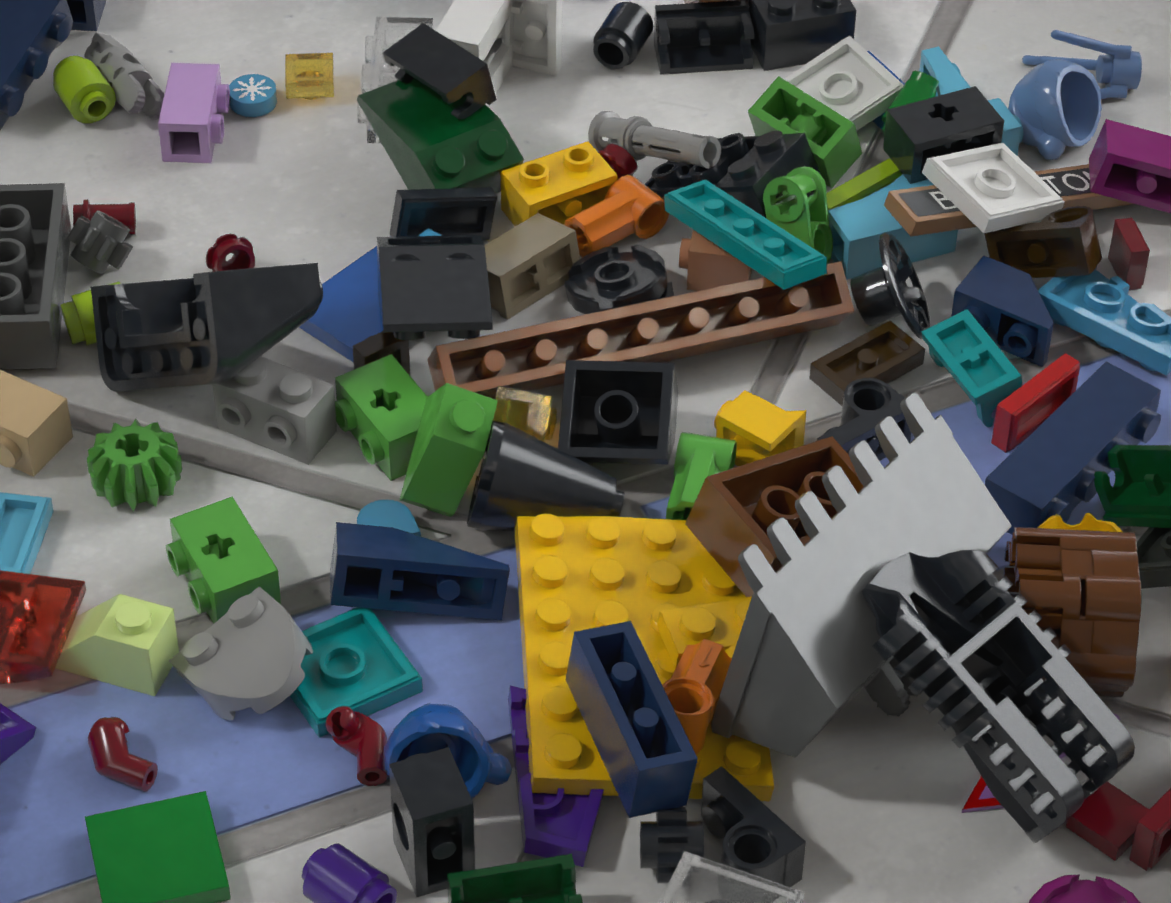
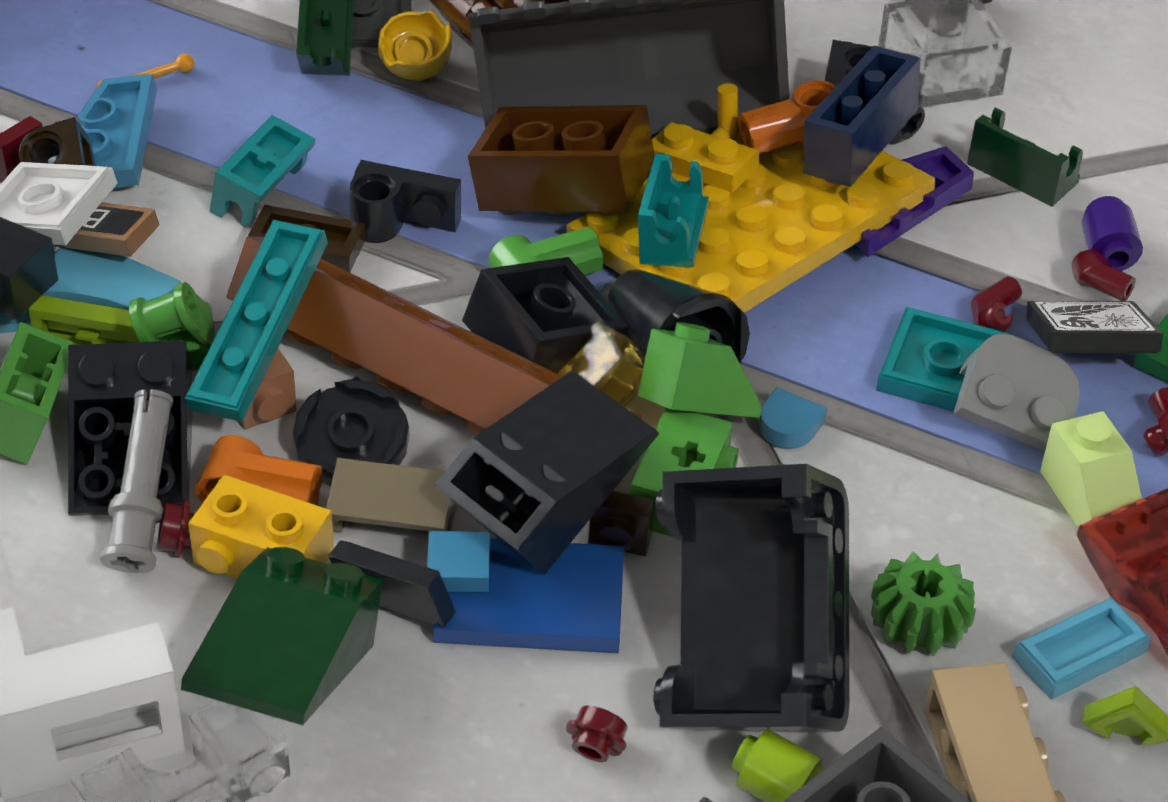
camera: 130 degrees left, 0 degrees up
(220, 557) = (949, 472): bright green brick -> none
(256, 767) = (1094, 327): none -> tile
(308, 824) = (1093, 270): none -> dark red arm
(413, 574) = (851, 364): dark blue slope -> none
(431, 819) = (1032, 195): black brick -> none
(443, 68) = (237, 623): black hinge -> none
(445, 726) = (968, 235): blue piece -> none
(645, 532) = (671, 215): none -> teal hinge
(759, 427) = (458, 249): yellow window -> none
(884, 293) = (213, 249): black wheel -> none
(1007, 309) = (166, 182): dark blue slope -> none
(1034, 402) = (239, 120): red tile -> none
(1059, 459) = (308, 92): dark blue brick -> none

